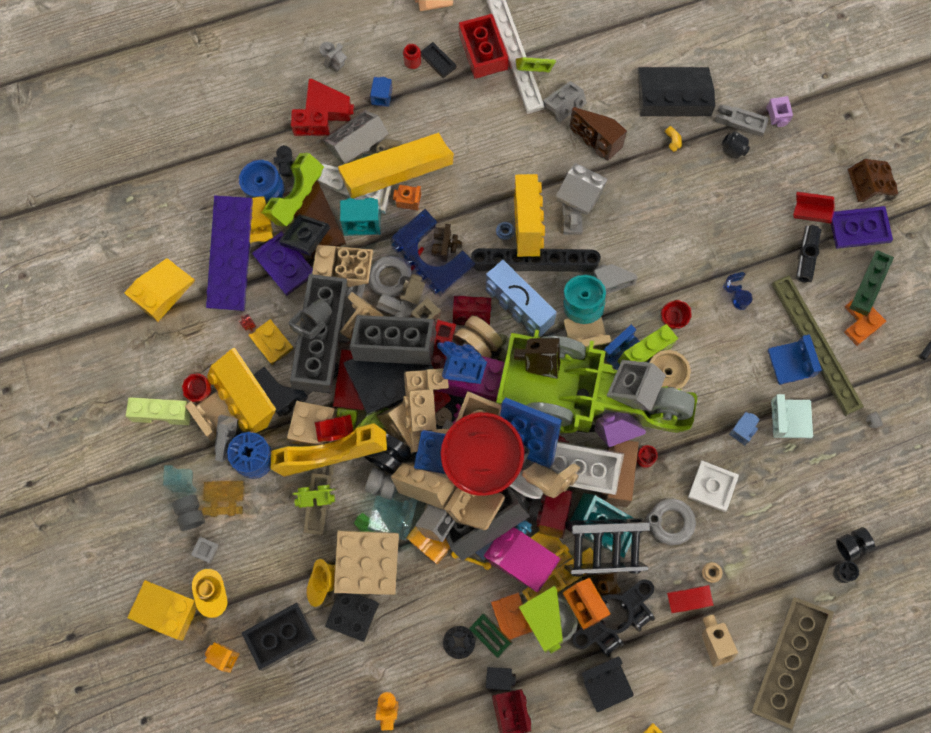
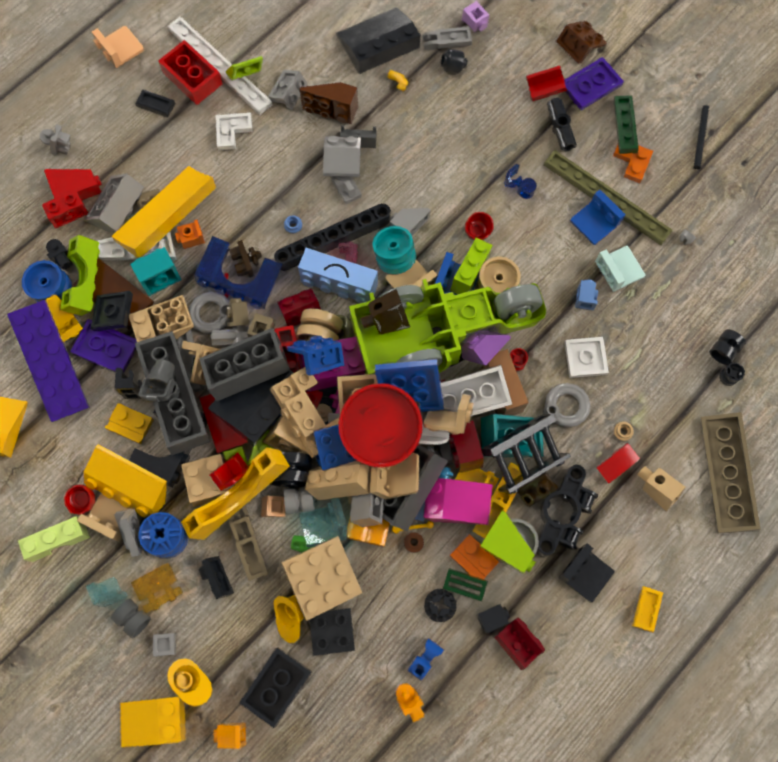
camera: 30 degrees left, 0 degrees up
(247, 323) = (98, 417): clear red plate -> none
(278, 510) = (218, 580): none -> black hinge
(283, 306) = (125, 385): none -> black hinge
(306, 497) = (235, 546): lime hinge -> none
(357, 478) = (273, 506): none -> light nougat slope
(381, 91) = (117, 152): blue brick -> none
(412, 56) = (130, 109): red brick -> none
(415, 684) = (421, 664): none -> blue leg
(459, 578) = (413, 549): none -> reddish brown plate
(494, 111) = (230, 124): none -> white plate
(528, 215) = (308, 199): yellow brick -> none
(546, 282) = (350, 250): none -> clear pink bracket
(586, 603) = (536, 512): orange brick -> none
(615, 180) = (368, 137): none -> dark grey hinge
(637, 384) = (484, 297): light grey slope -> none

